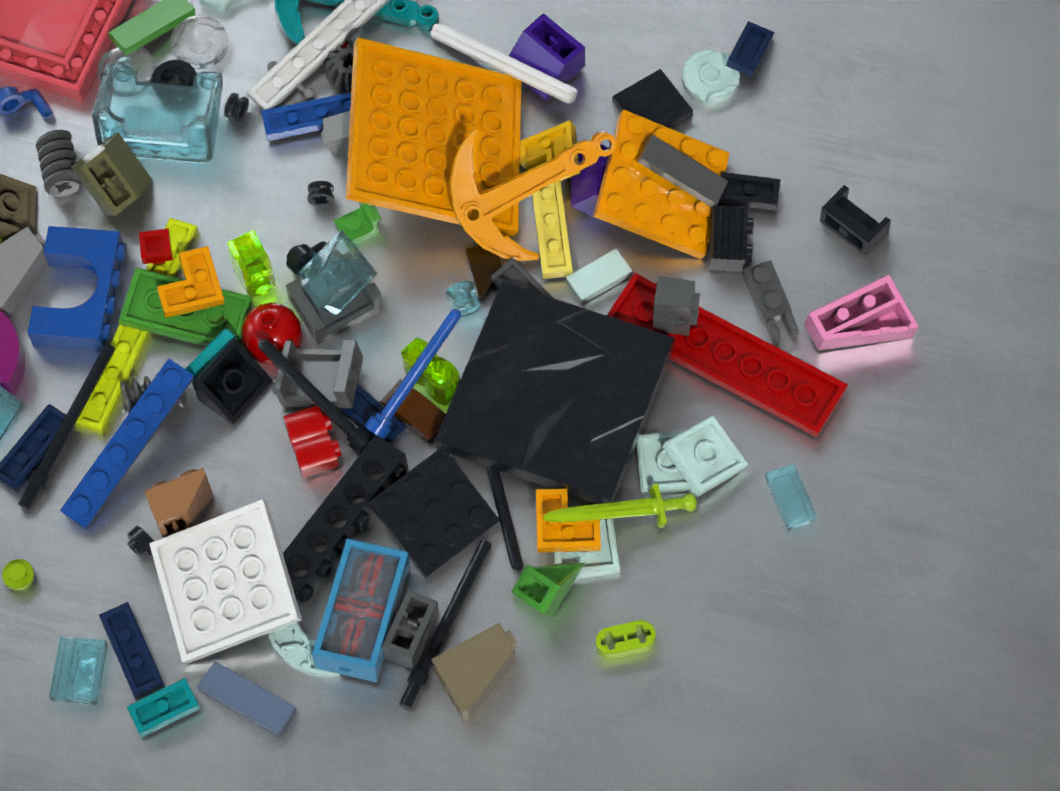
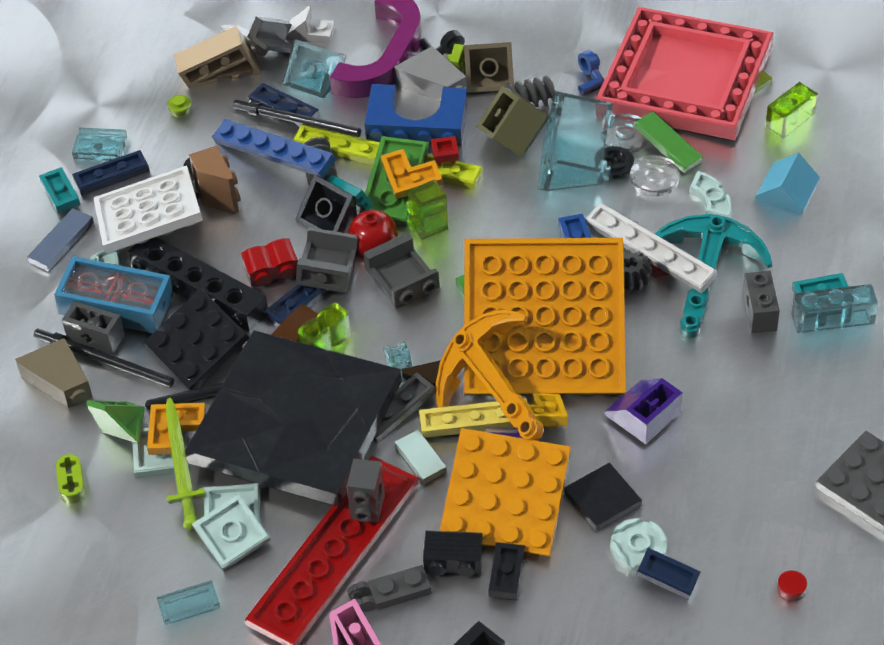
camera: 90 degrees right, 15 degrees down
(236, 107) = (587, 199): black bush -> none
(301, 254) = (440, 249): black plate -> none
(336, 274) = (411, 260): clear light blue slope -> none
(356, 435) = (272, 289): black piece -> none
(381, 421) = (276, 300): blue piece -> none
(504, 63) = (635, 375): white axle -> none
(682, 171) = (511, 501): dark grey tile -> none

